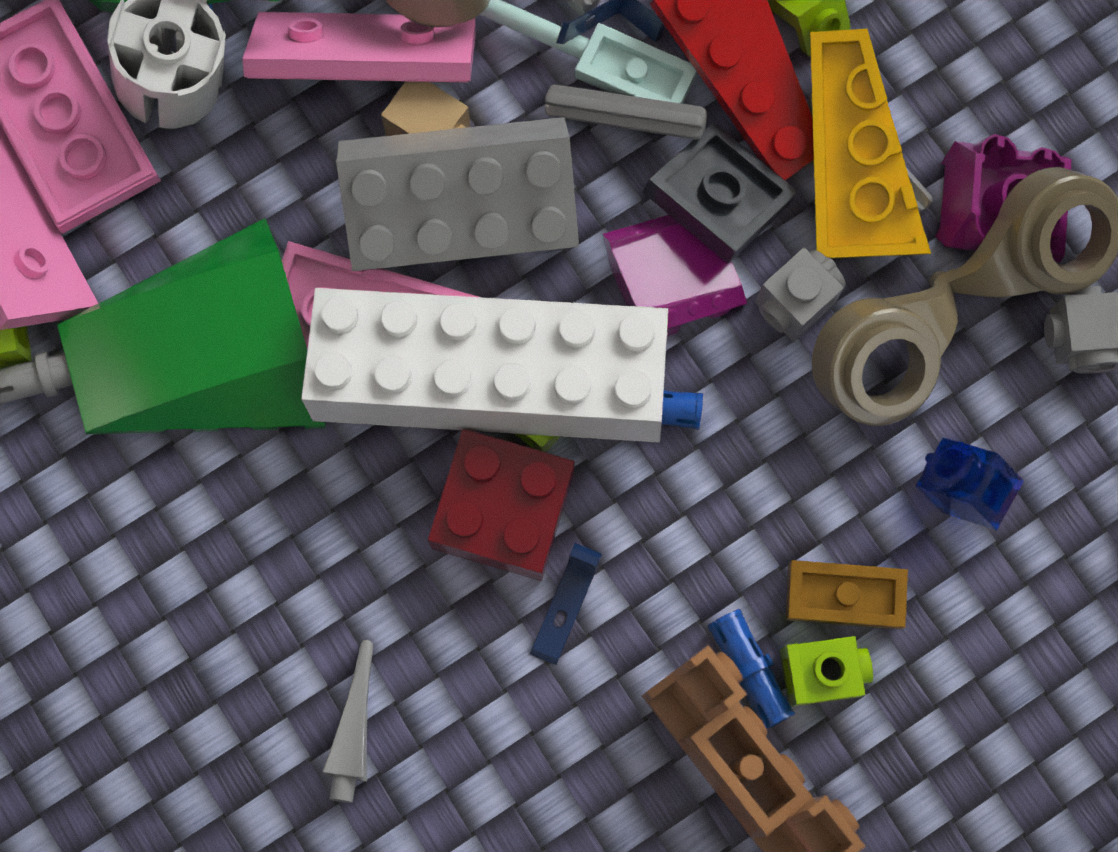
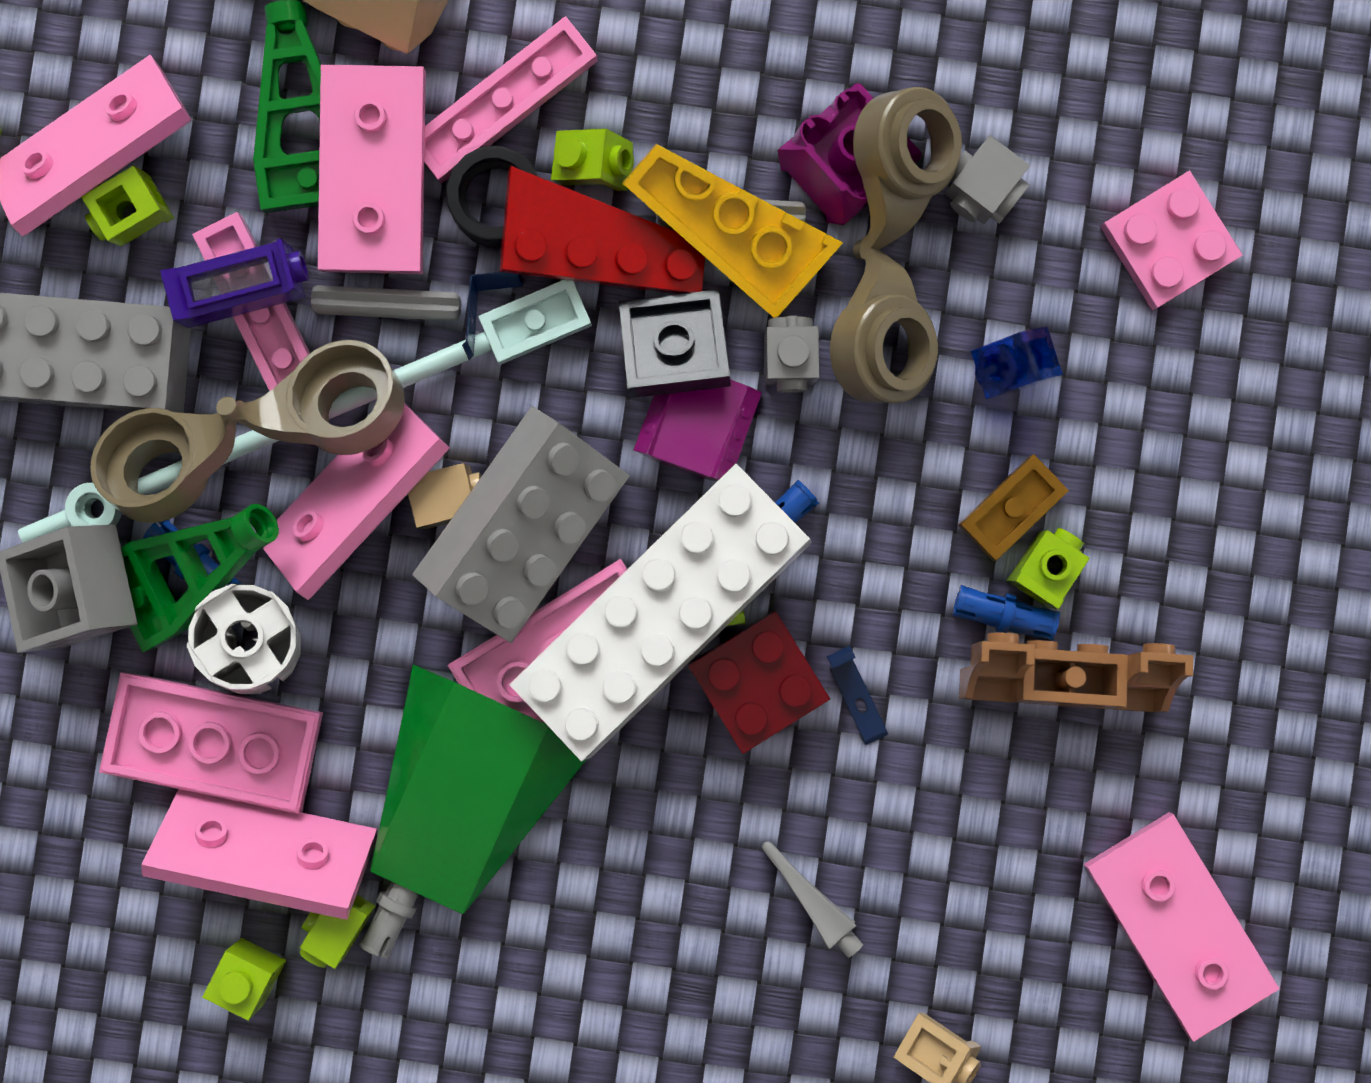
camera: 50 degrees left, 10 degrees up
(625, 111) = (559, 355): light grey axle -> none

